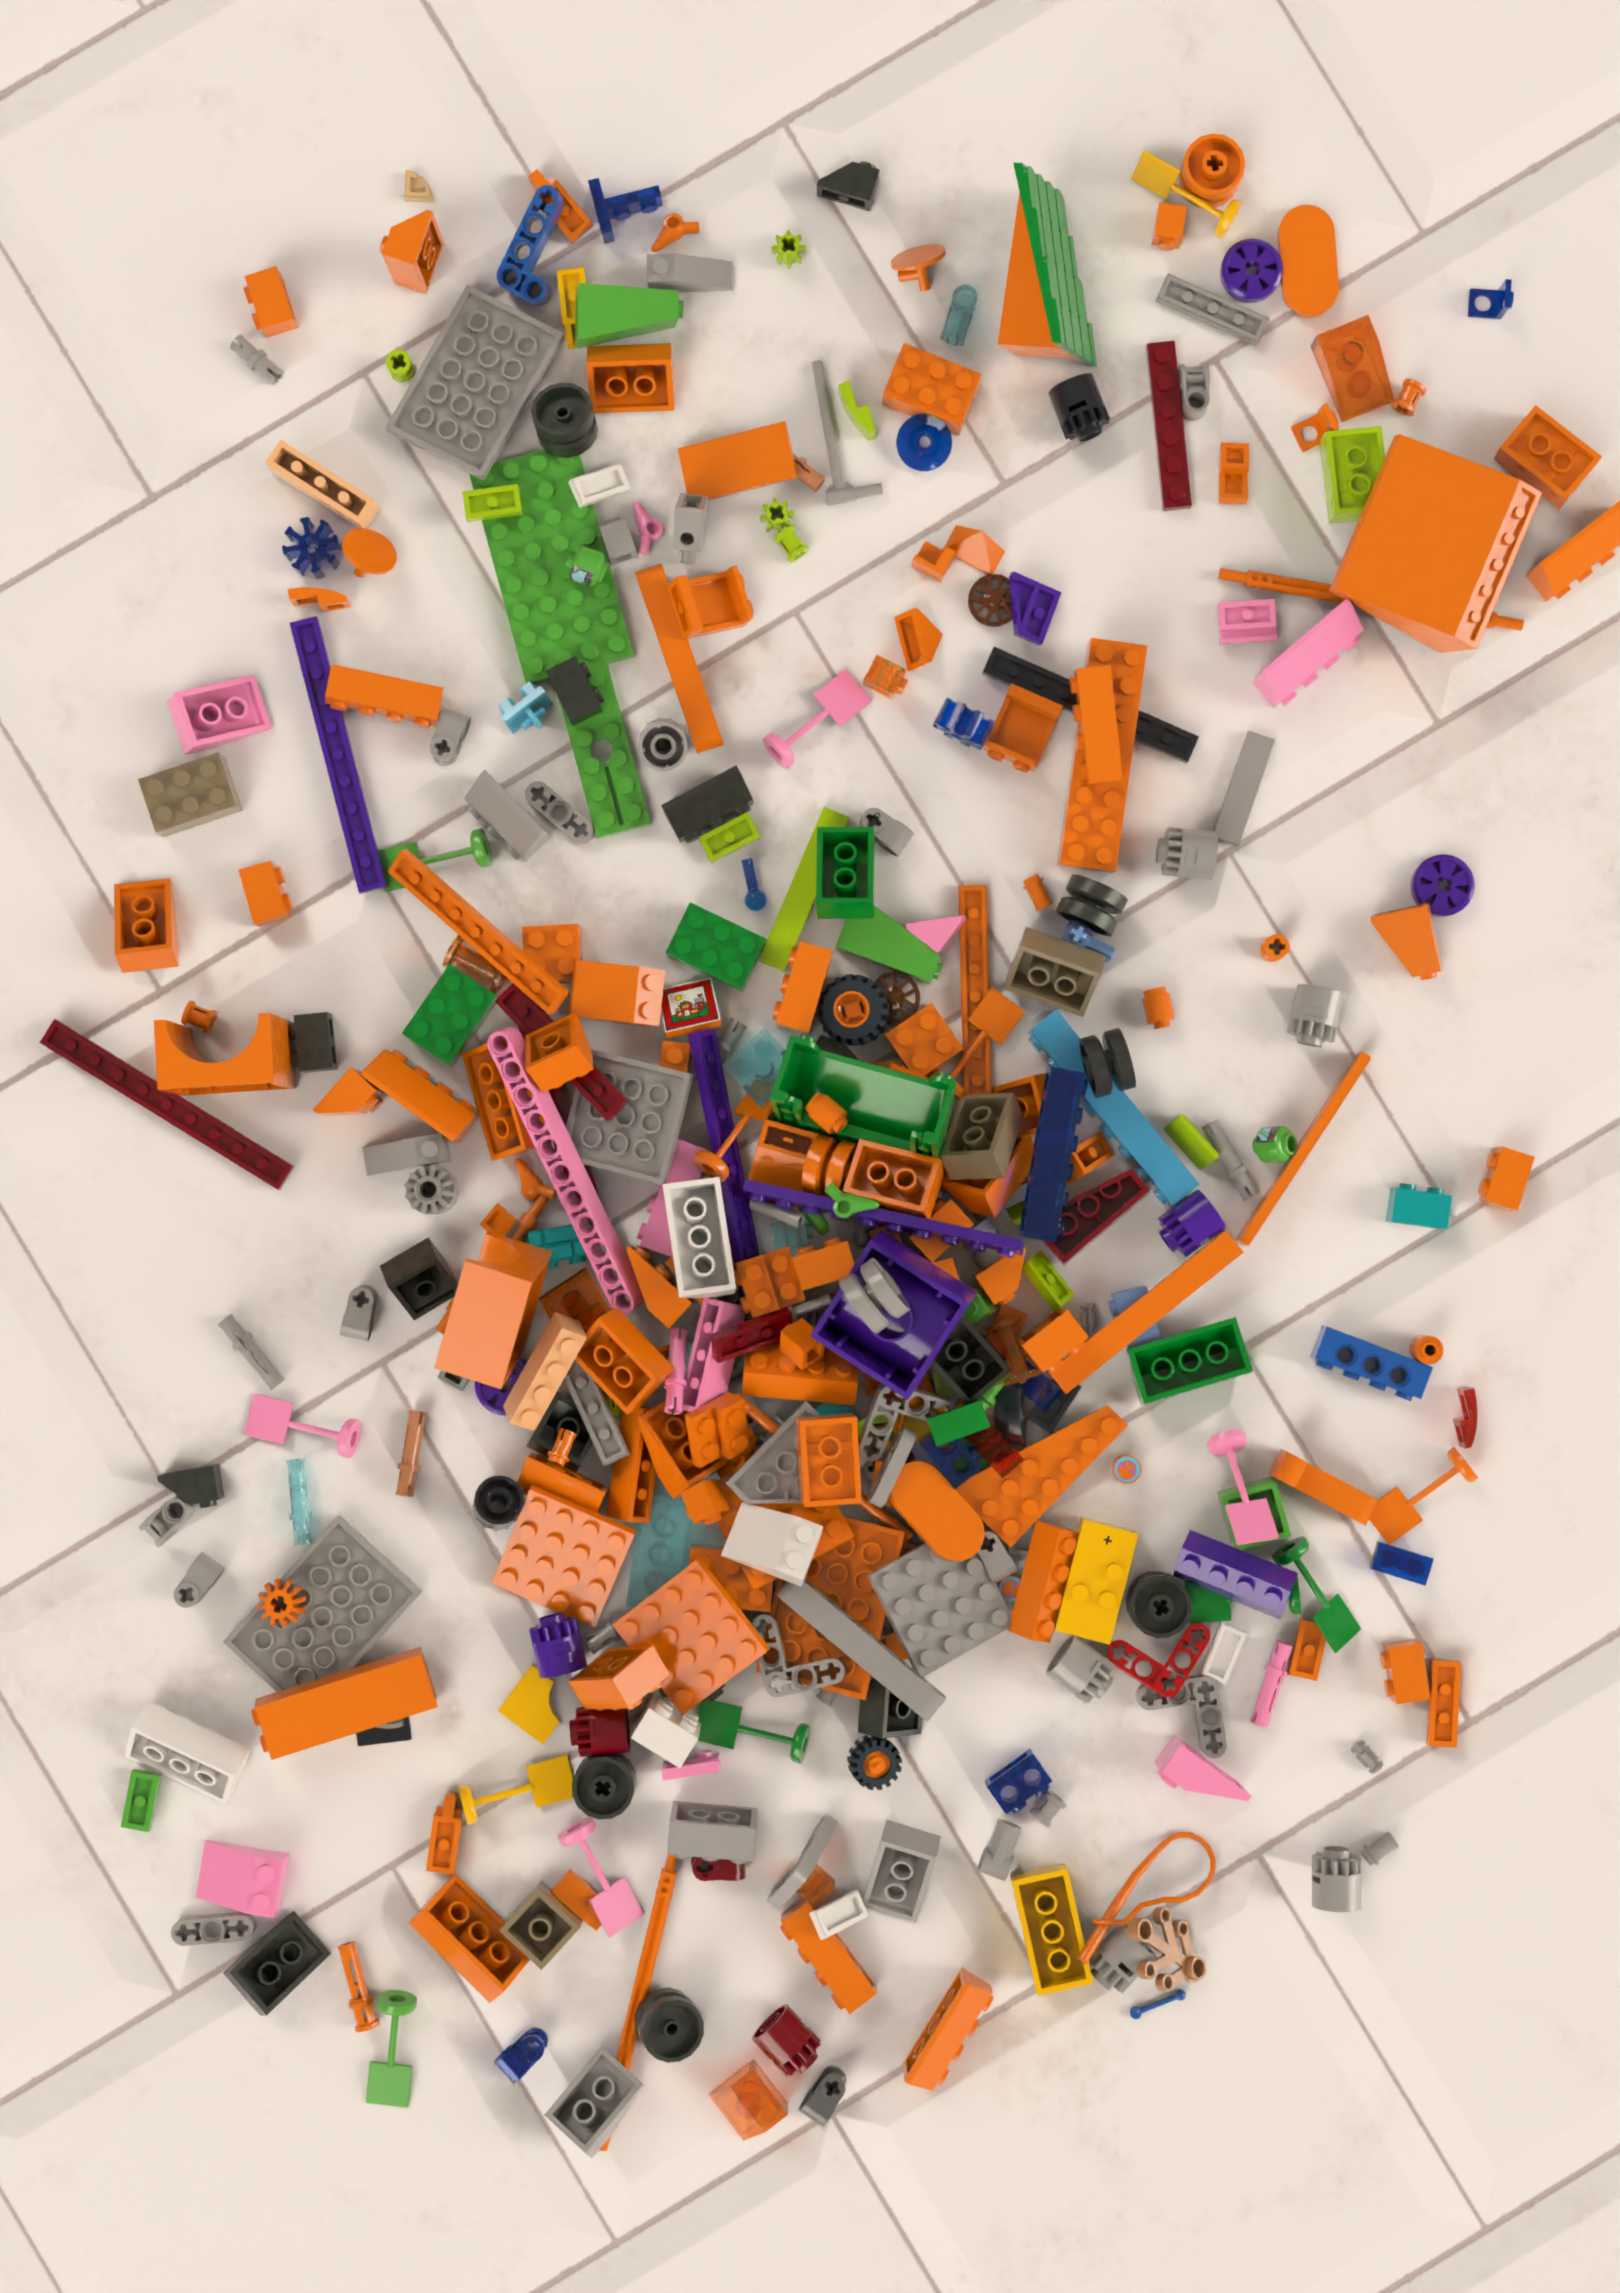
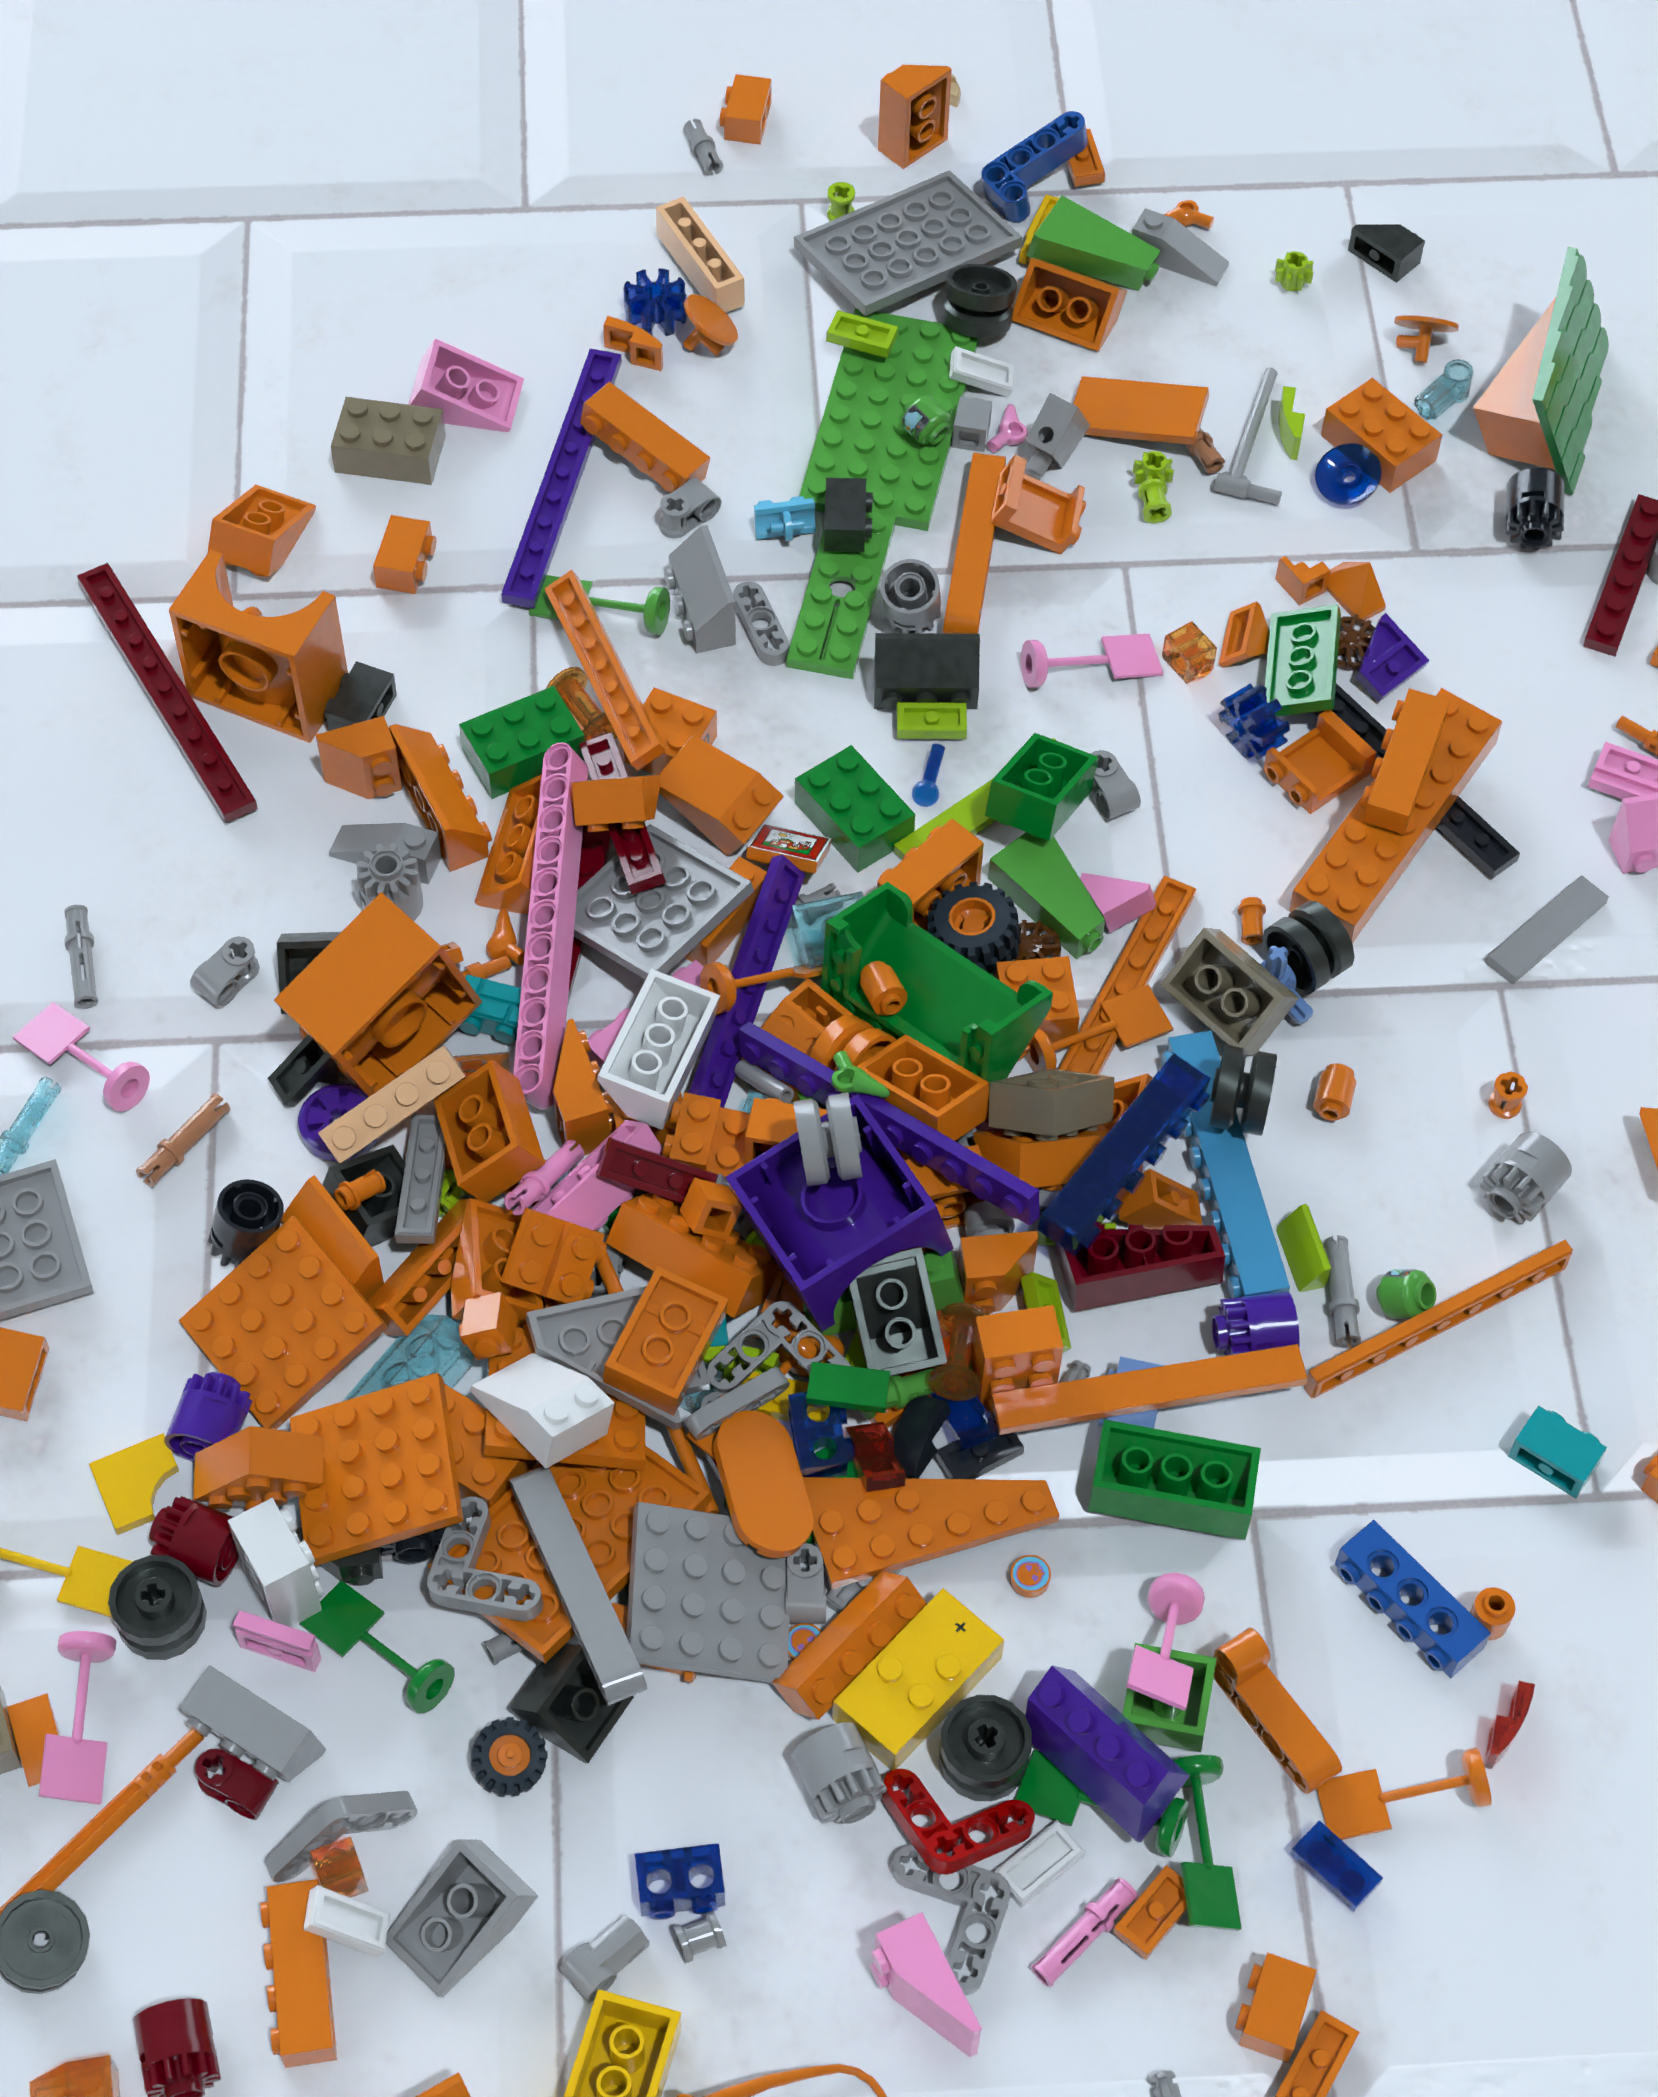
camera: 25 degrees right, 30 degrees down
(621, 206) = (1145, 174): clear blue bracket -> none
(972, 646) = (1303, 659): none -> plate
(1188, 853) = (1449, 951): light grey gear -> none

